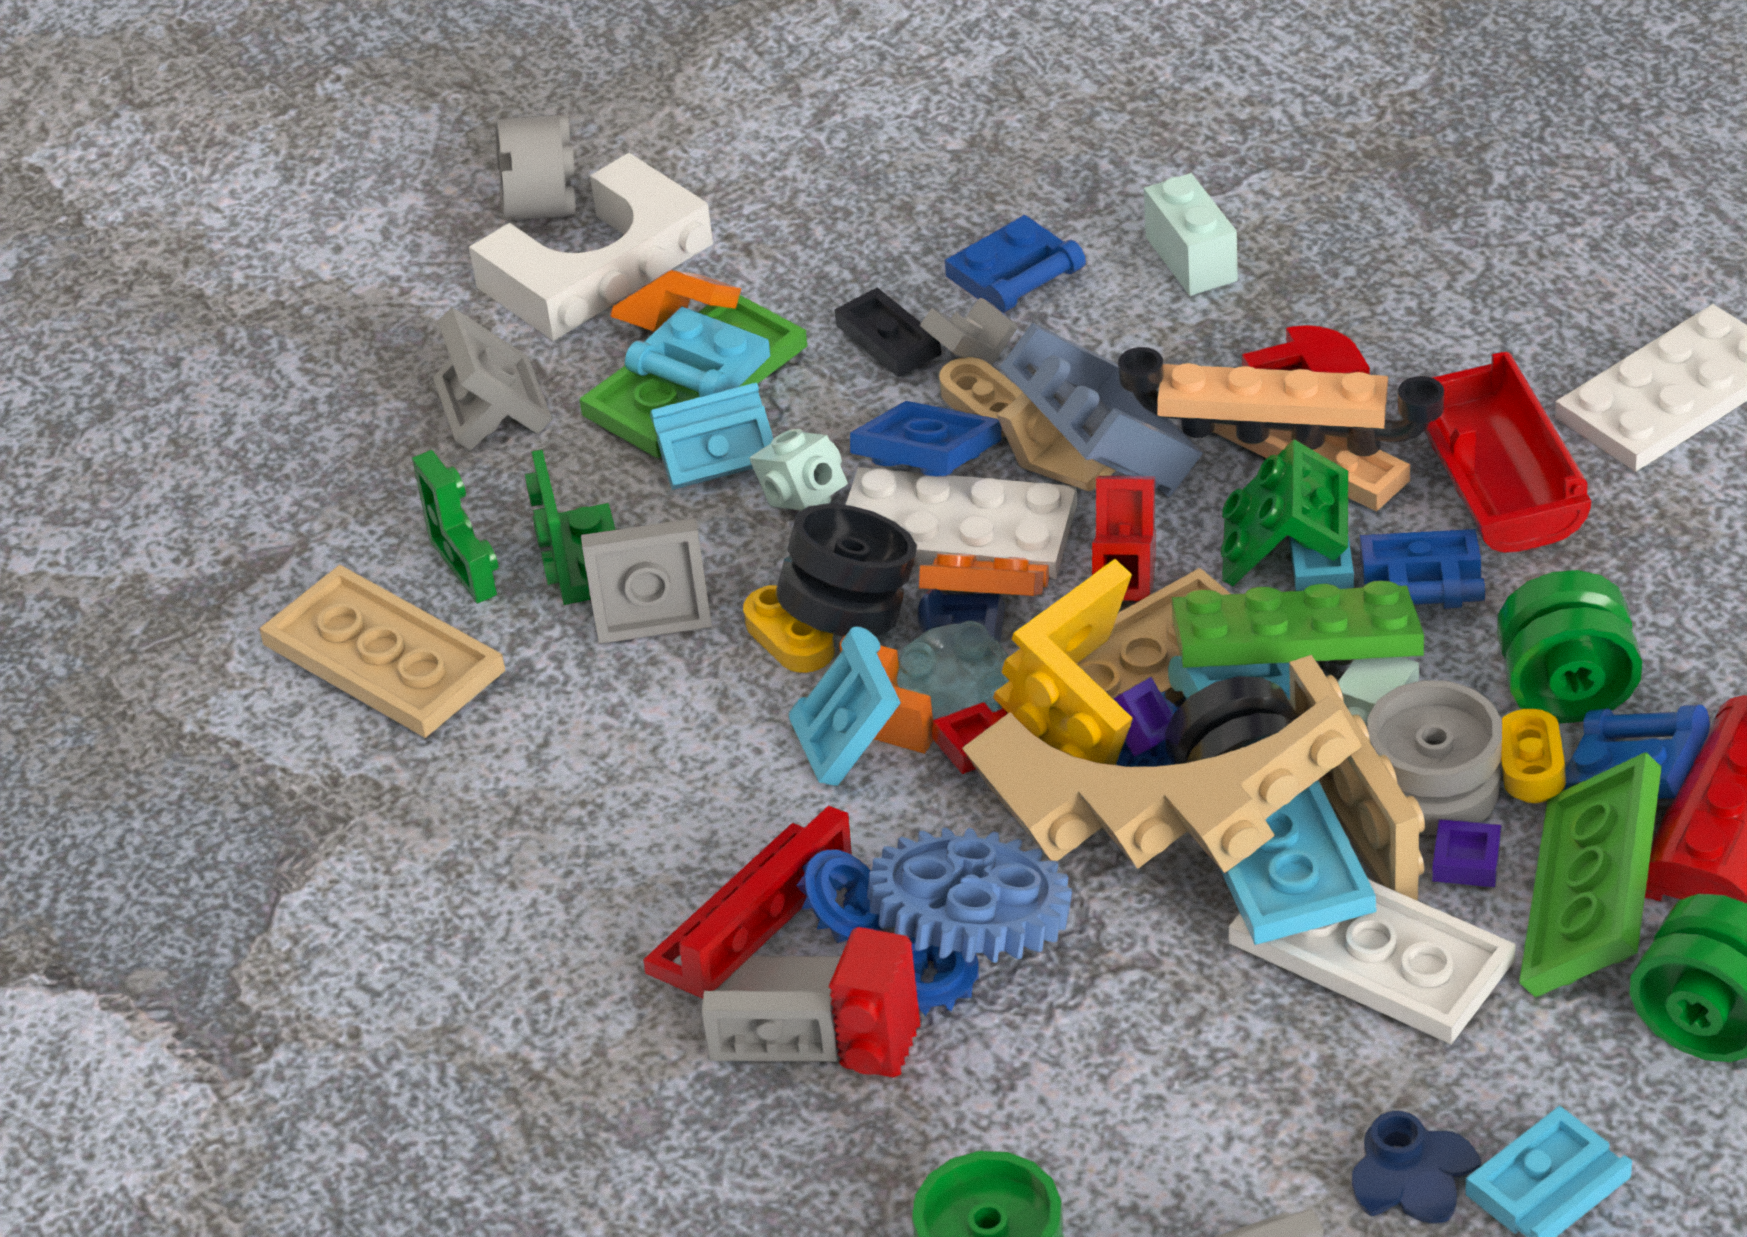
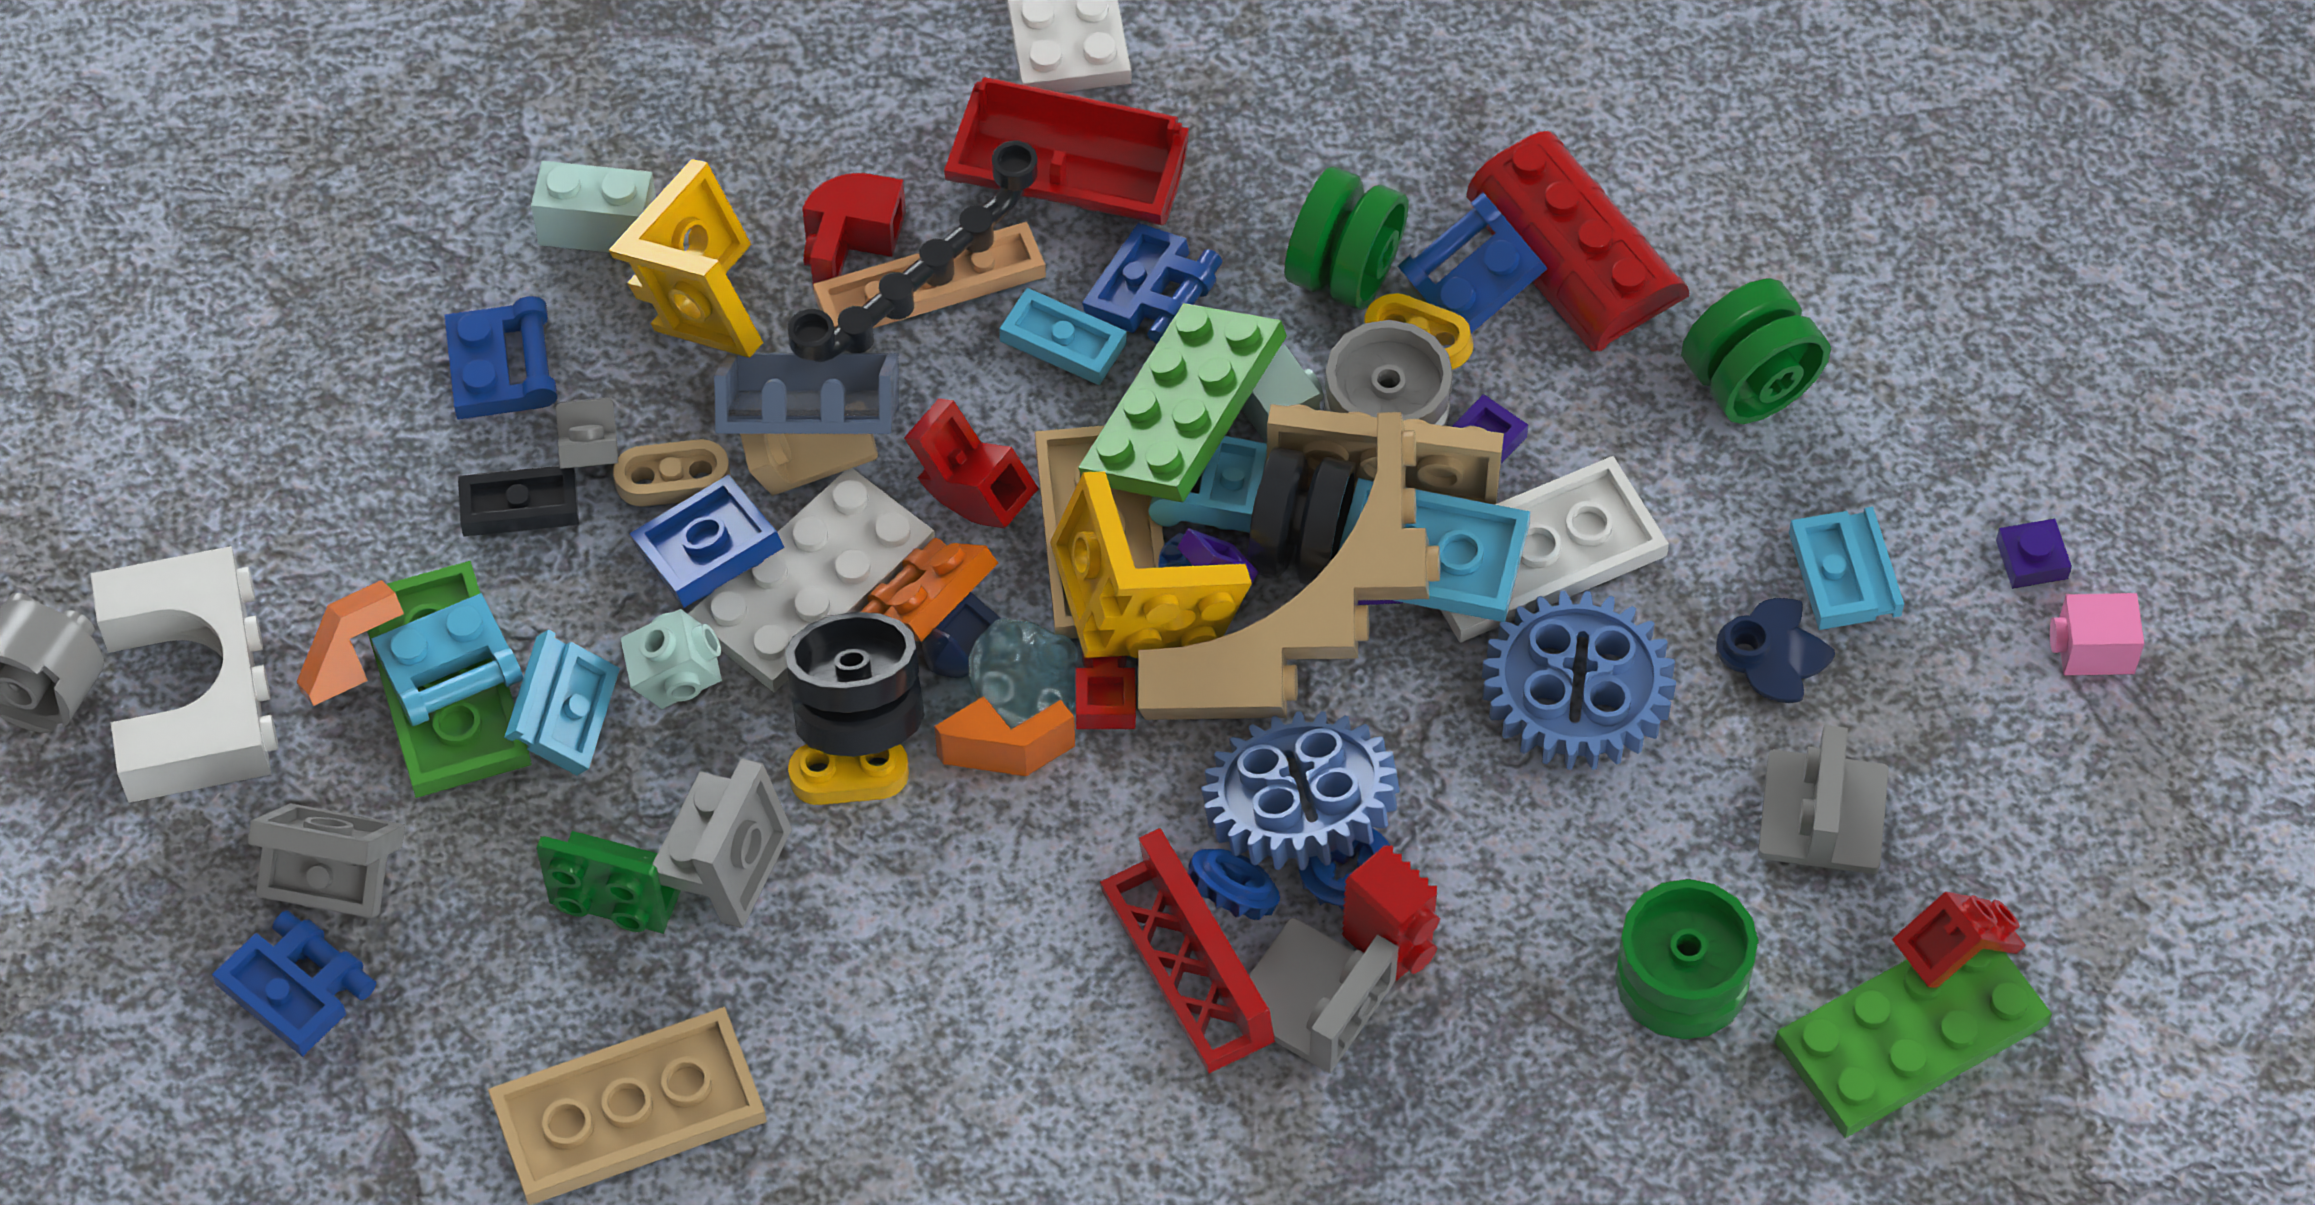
camera: 65 degrees left, 15 degrees up
(357, 428) = (282, 994): none -> blue plate
(451, 528) = (513, 974): green plate -> none
(845, 708) = (1040, 774): medium azure plate -> none
(1149, 291) = (690, 285): none -> yellow bracket
(1248, 1035) = (1634, 685): none -> medium blue gear
(1273, 395) = (907, 261): light nougat plate -> none
(1290, 496) = (1024, 342): green bracket -> none
(1591, 876) = (1587, 366): bright green plate -> none

